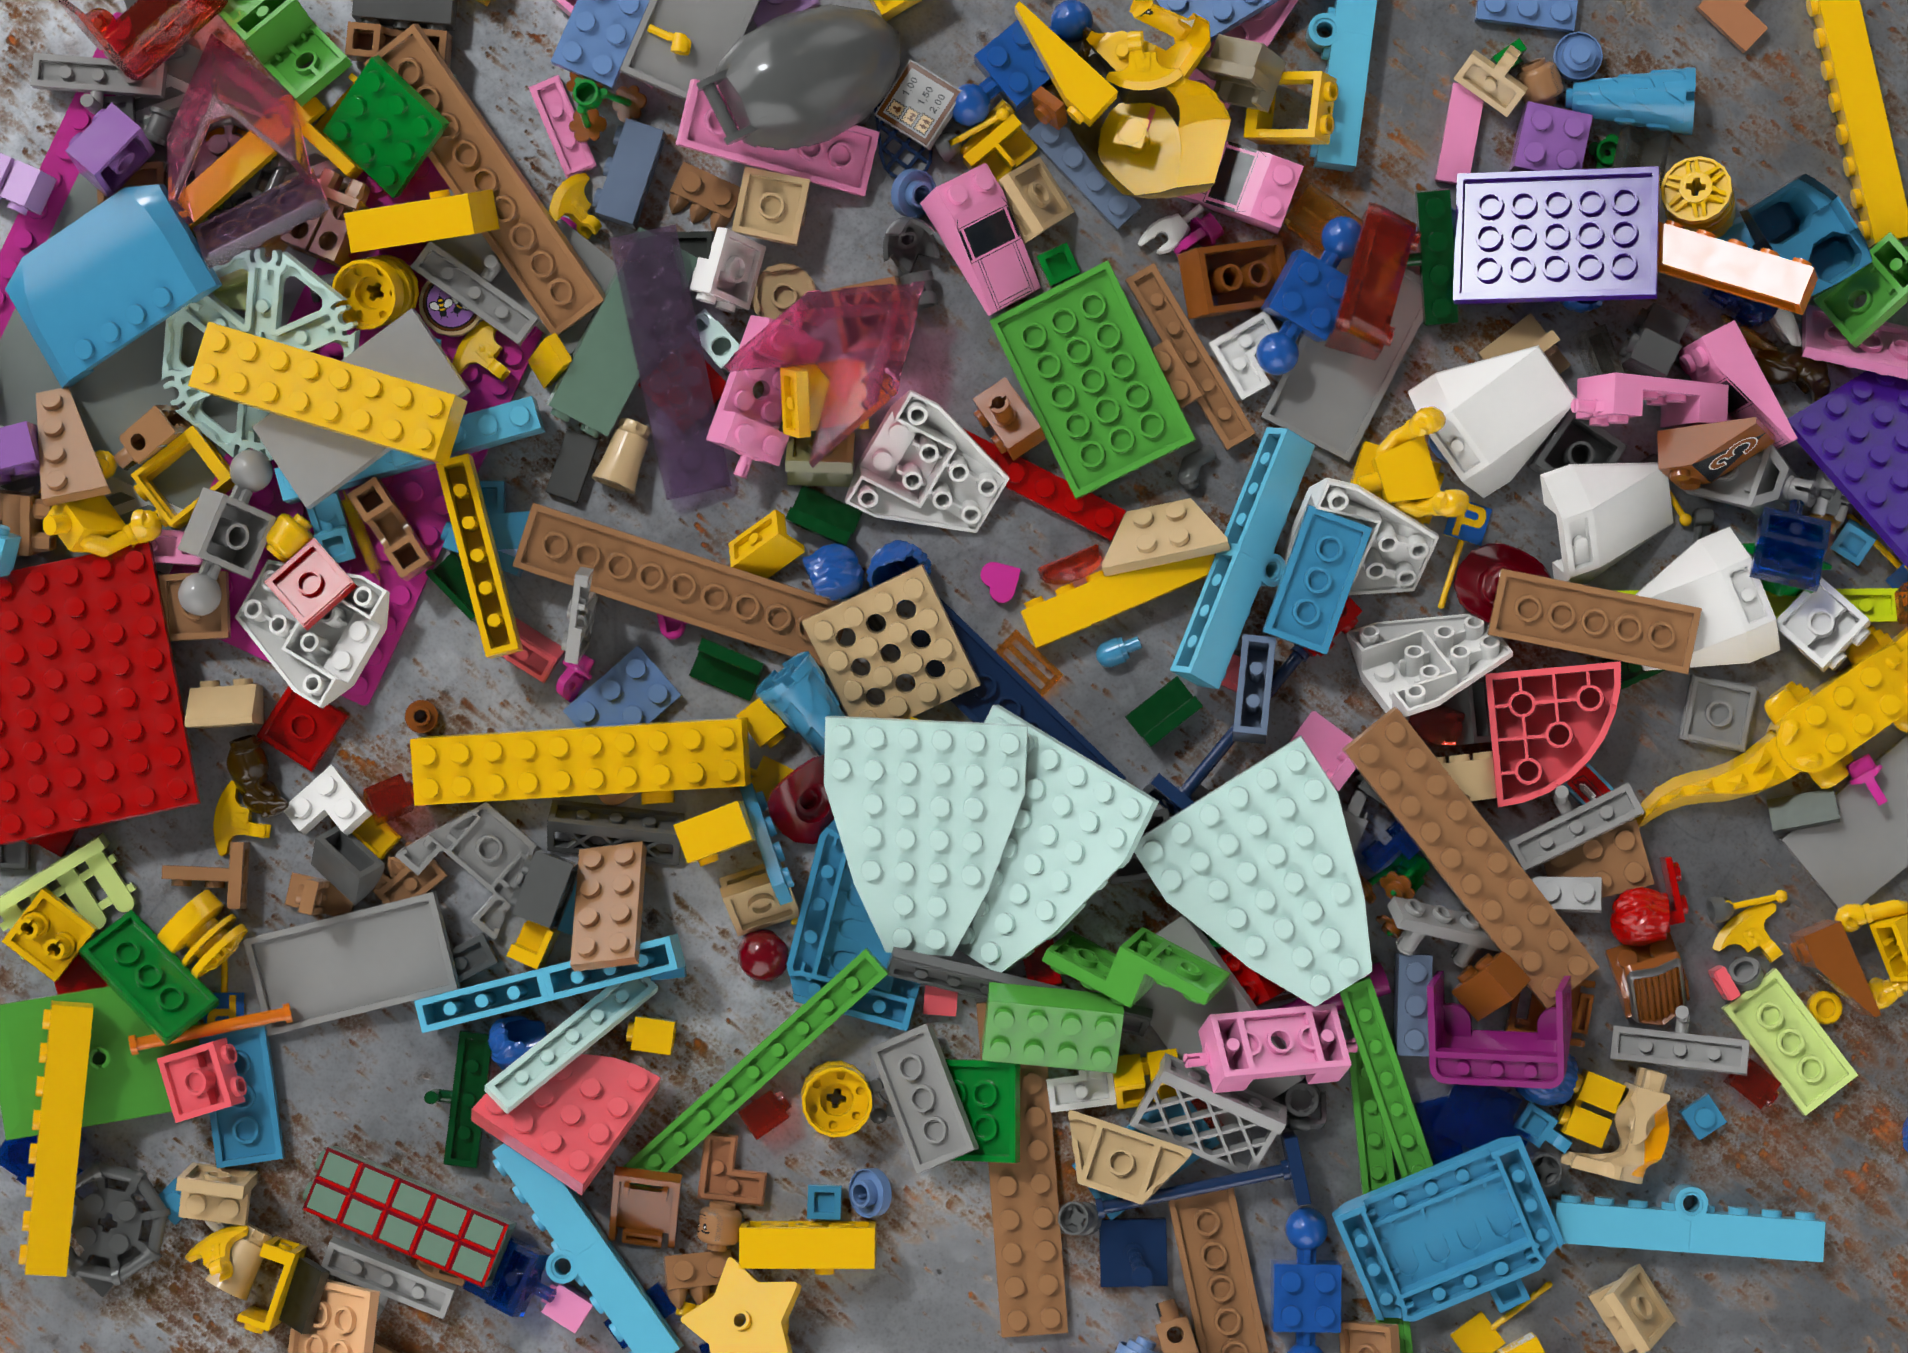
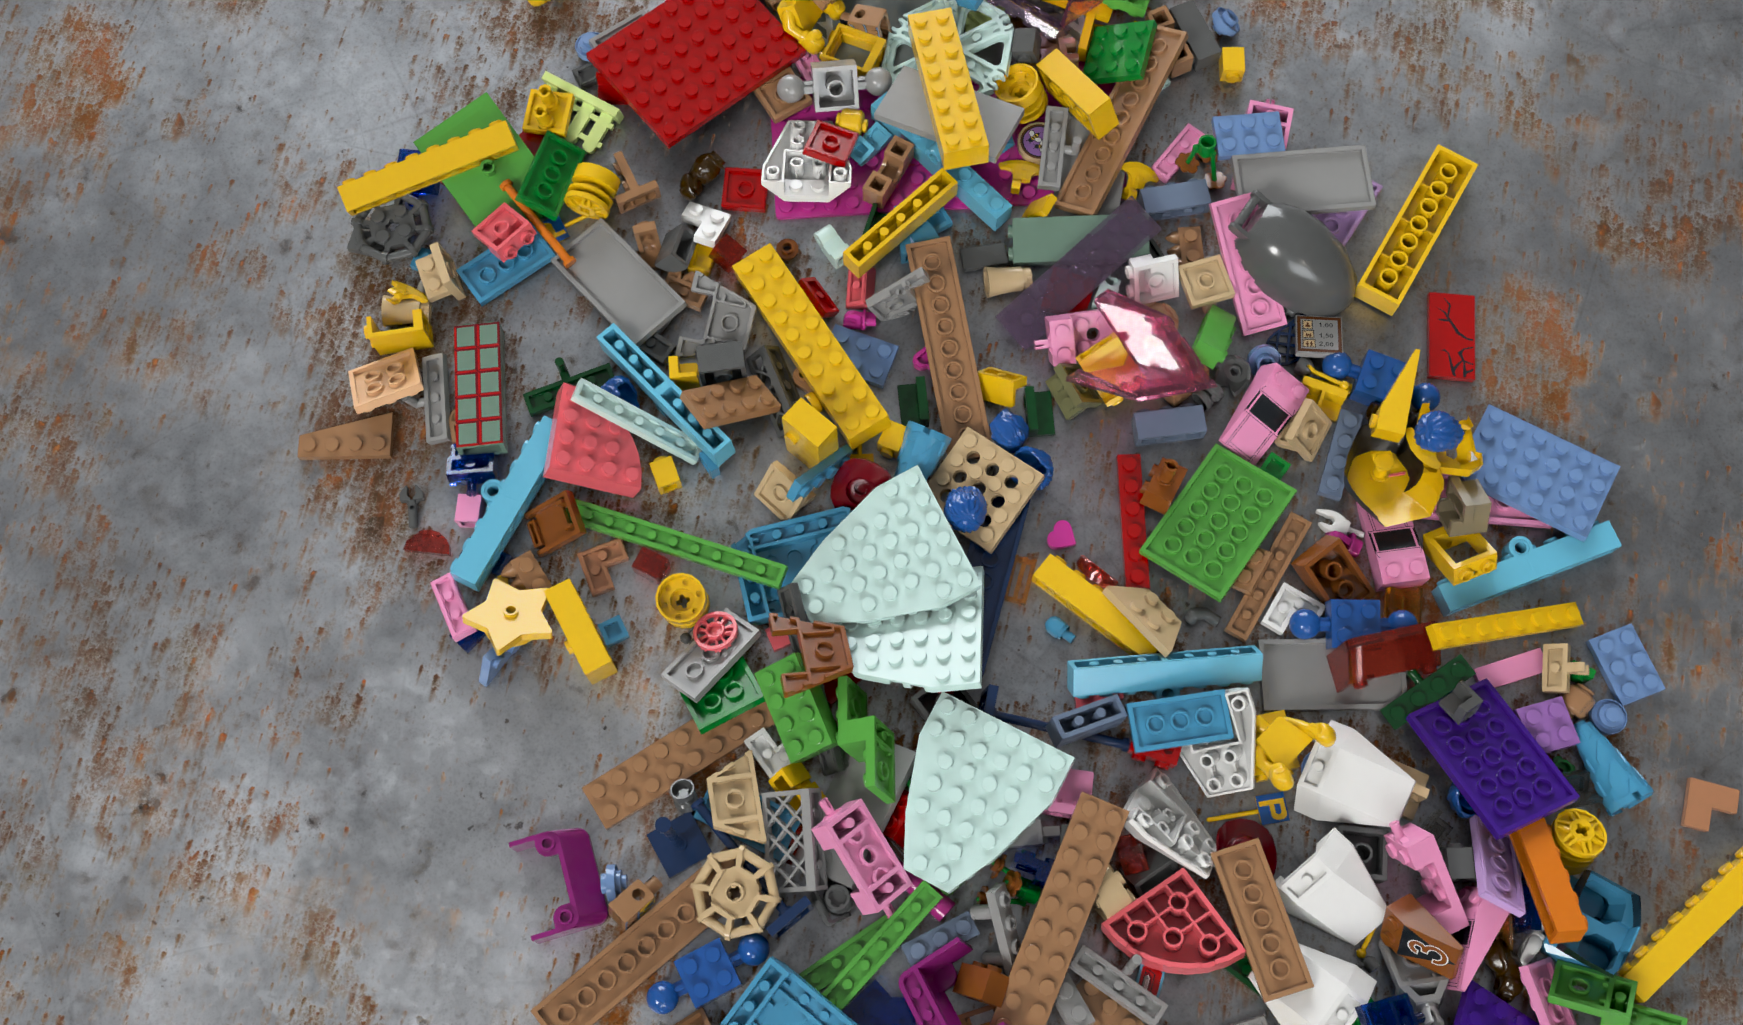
camera: 55 degrees right, 15 degrees down
(225, 705) = (732, 139): tan slope -> none
(233, 820) = (670, 181): yellow piece -> none
(304, 1295) = (401, 354): pearl dark grey tile -> none
(316, 249) = (1026, 45): none -> dark grey brick
(358, 533) = (872, 164): yellow piece -> none
(450, 654) = (831, 245): none -> light aqua leg
(514, 713) = (818, 297): none -> red plate
(680, 42) = (1268, 179): yellow hand -> none
(719, 1225) = (566, 569): medium nougat head -> none
(763, 955) = (749, 514): dark red hair -> none
(851, 241) = (1214, 336): none -> bright green brick
(870, 1192) = (633, 655): medium blue plate -> none
(898, 1078) = (715, 631): none -> coral wheel
(913, 687) = (965, 509): none -> blue hair
(925, 470) = (1103, 454): white wedge -> none
(934, 356) = (1169, 424): none -> sand blue brick
(1001, 963) = (822, 649): none -> dark orange wing
(1049, 108) = (1364, 409): dark orange plate -> none
(1138, 48) = (1438, 432): none -> blue hair
(1163, 711) = (1037, 679): dark green panel -> none
(1233, 1198) = (749, 889): none -> tan plate
(1413, 118) = (1503, 625): none -> yellow plate
(1474, 230) = (1461, 703): none -> dark grey panel
(1690, 315) = (1497, 869): none -> lavender tile

